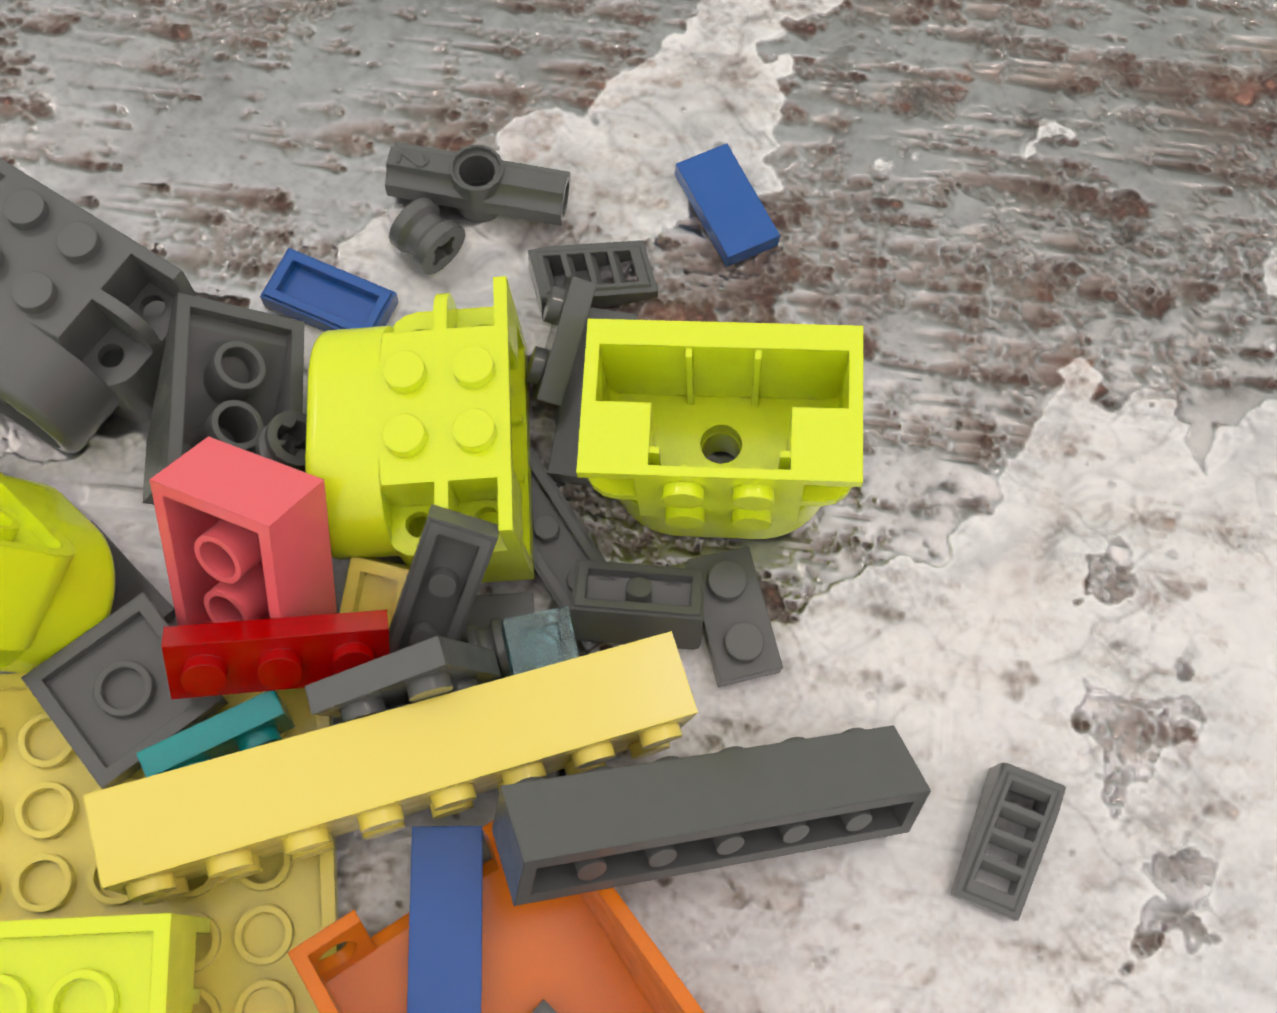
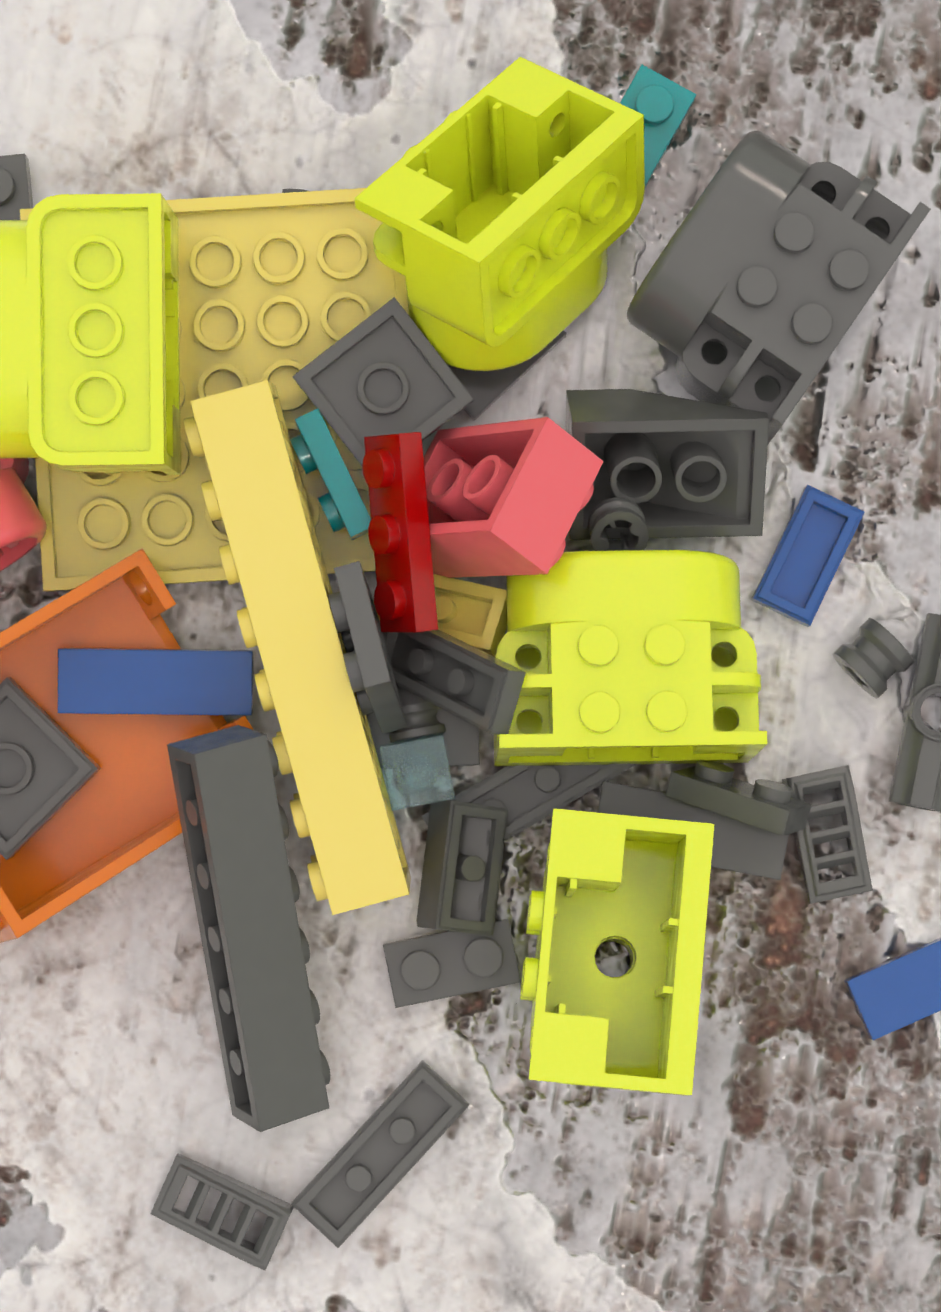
camera: 100 degrees right, 15 degrees up
(930, 682) = (380, 1154): none -> dark grey tile

